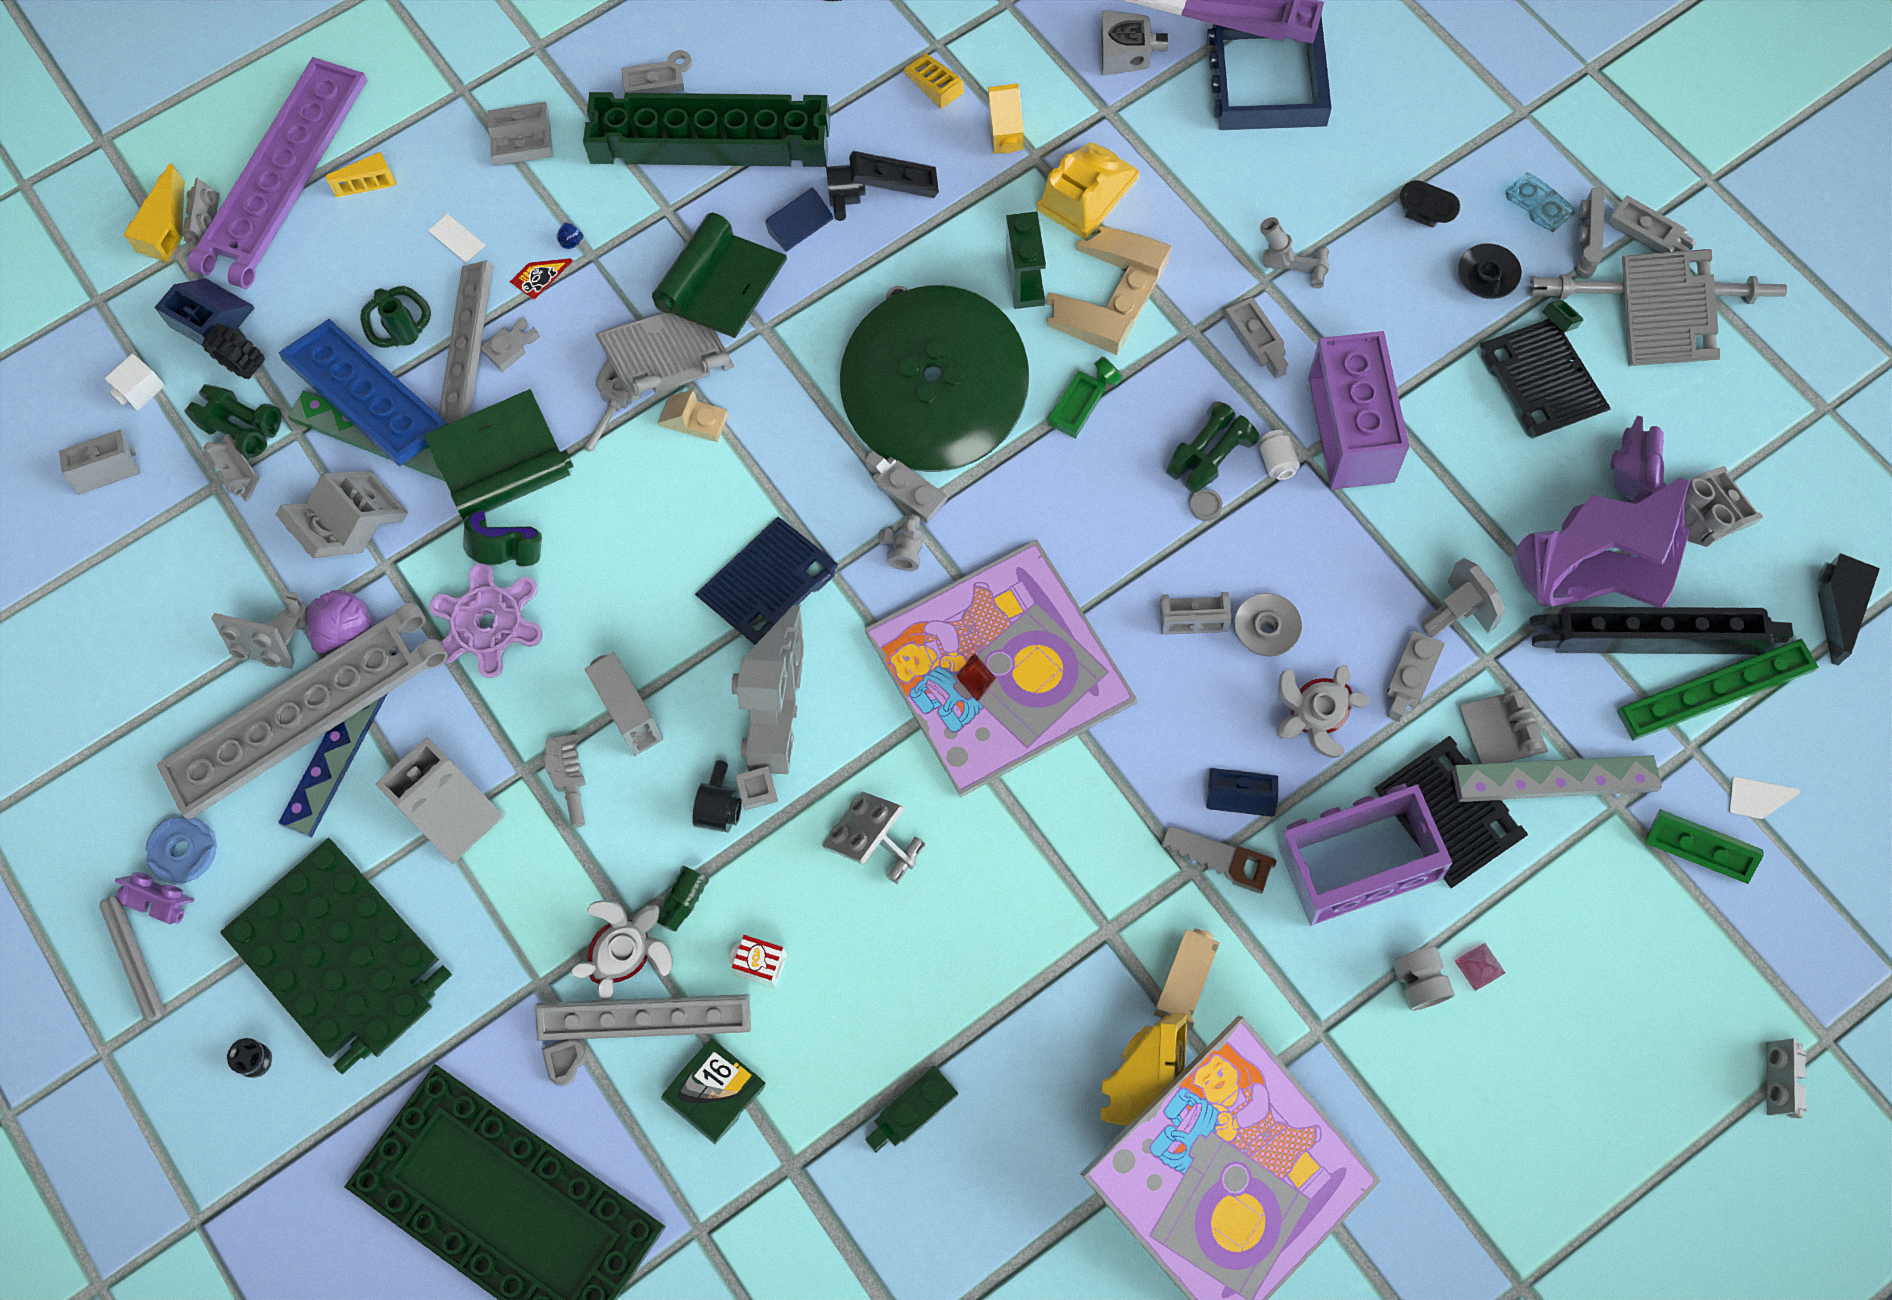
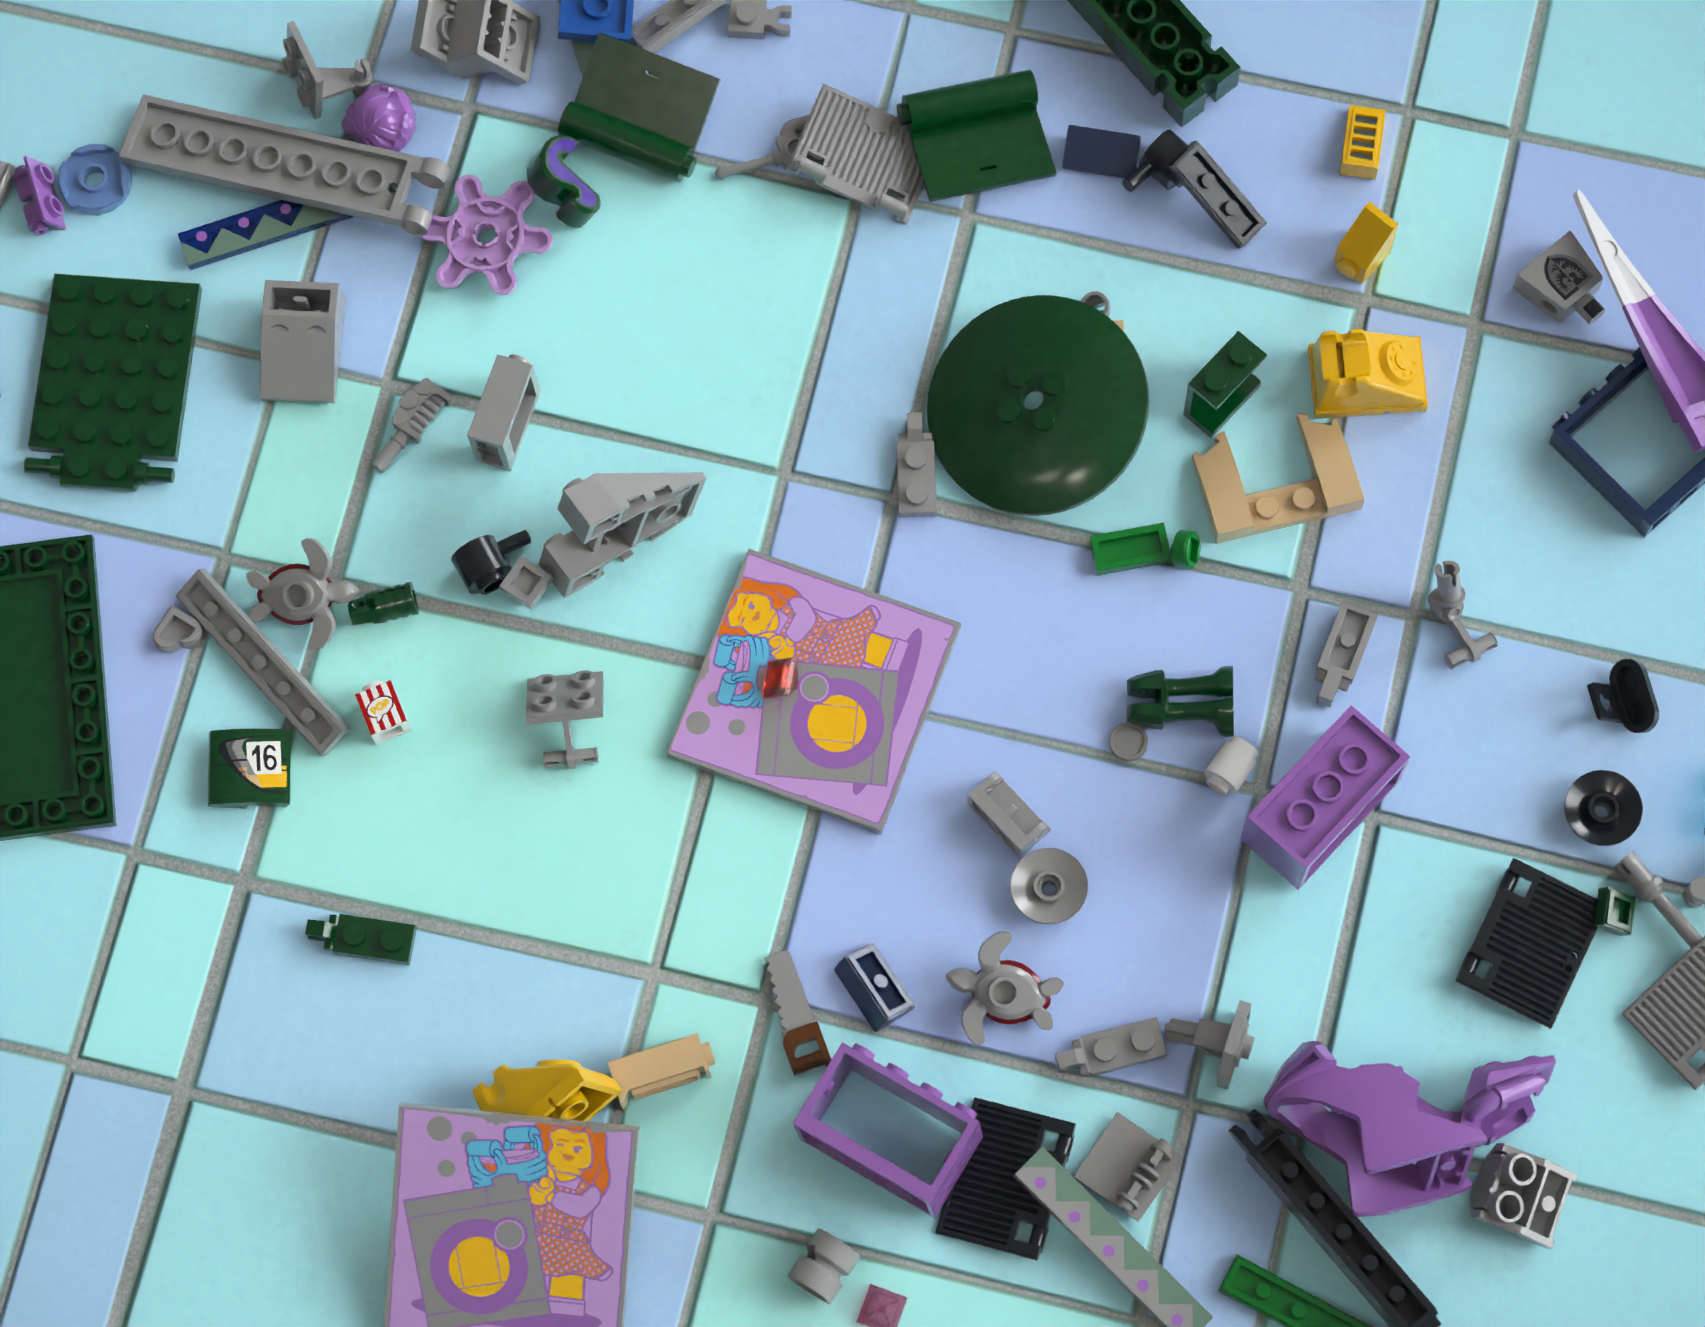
camera: 50 degrees right, 5 degrees up
(692, 417) = (824, 234): tan slope -> none
(766, 579) = (724, 429): dark blue window -> none
(906, 545) = (859, 517): light grey piece -> none

